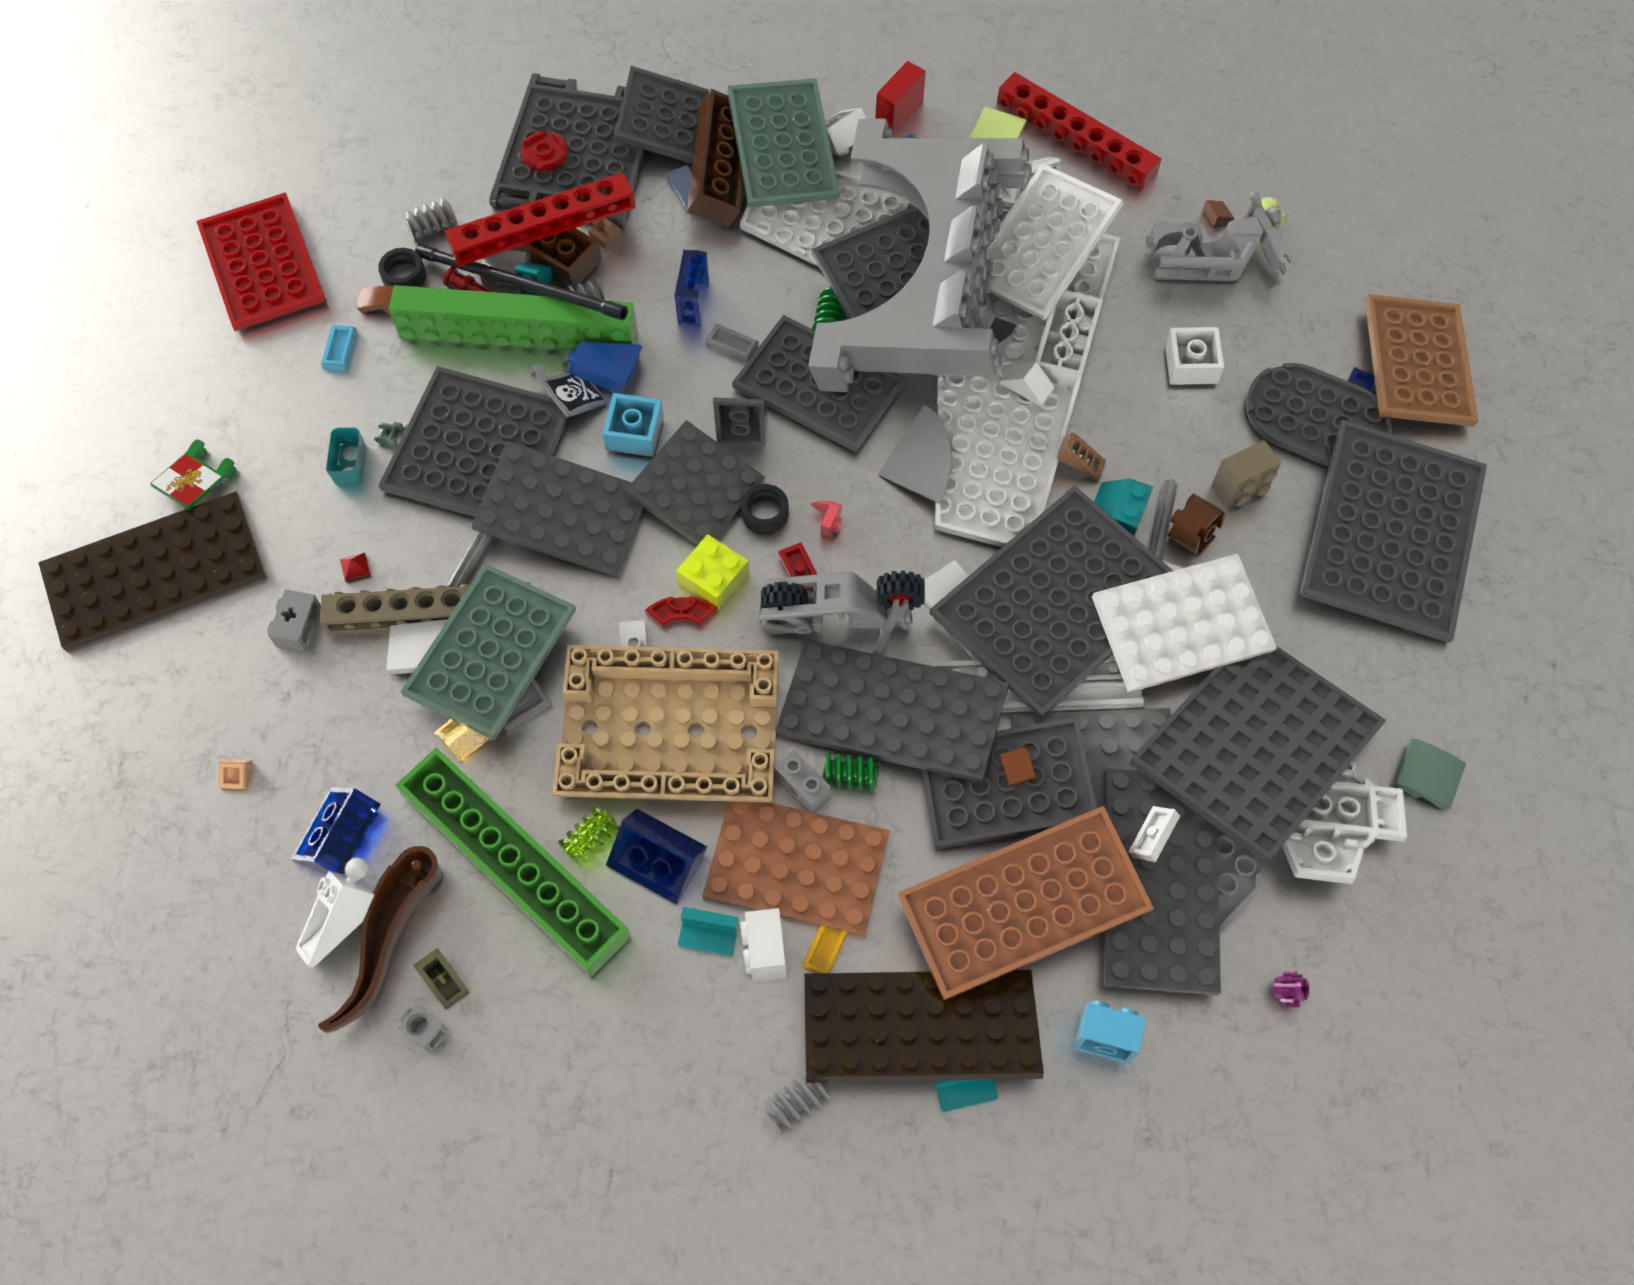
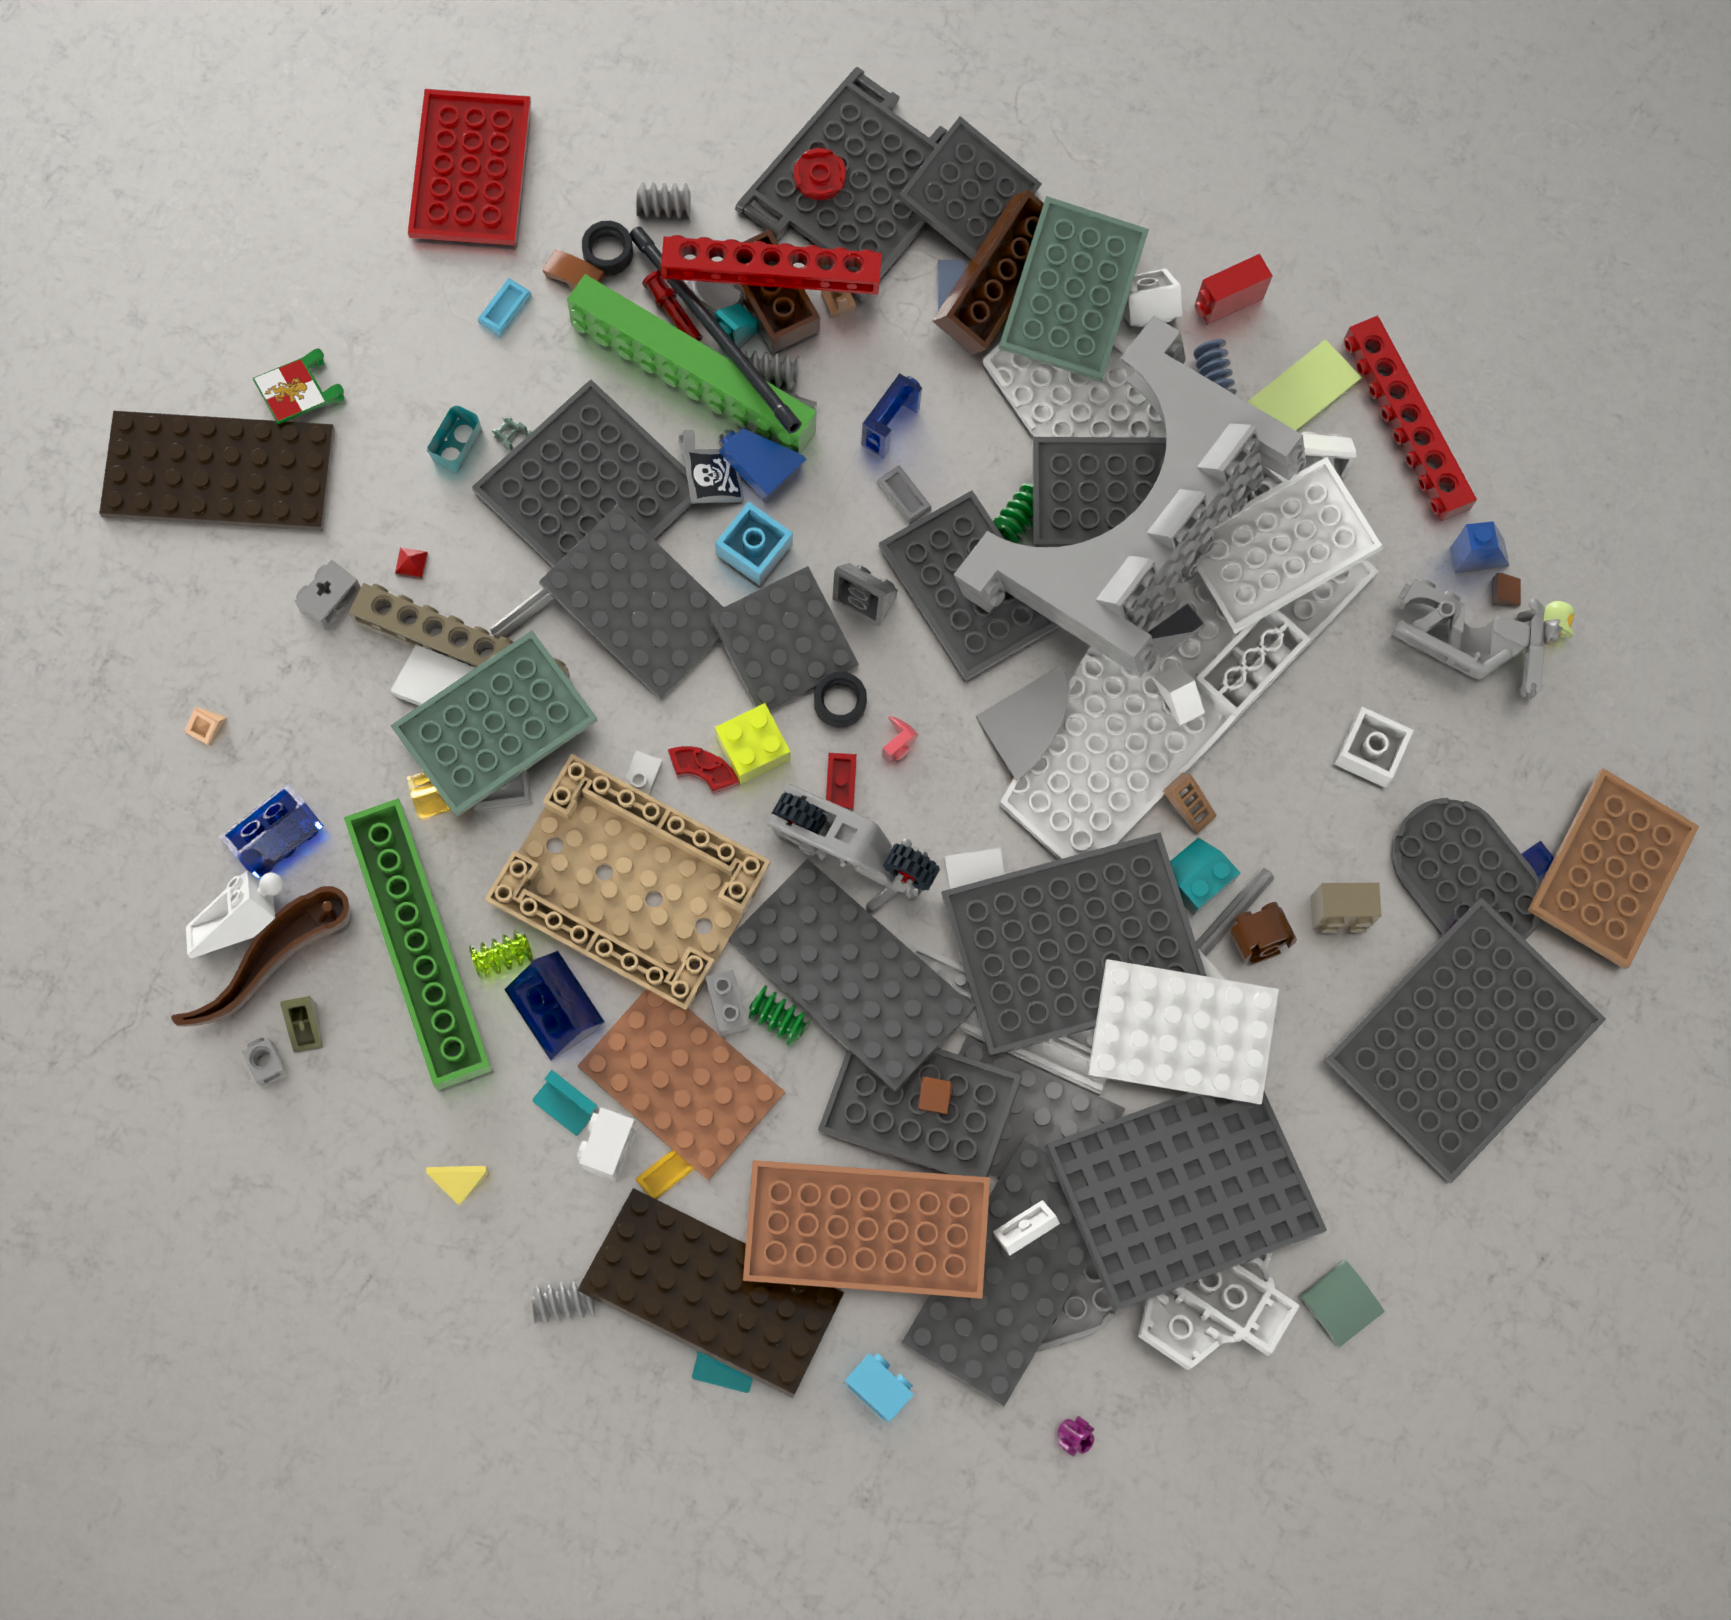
camera: 20 degrees right, 10 degrees up
(647, 1045) = (458, 1180): none -> light yellow slope
(1183, 188) = (1479, 548): none -> blue slope

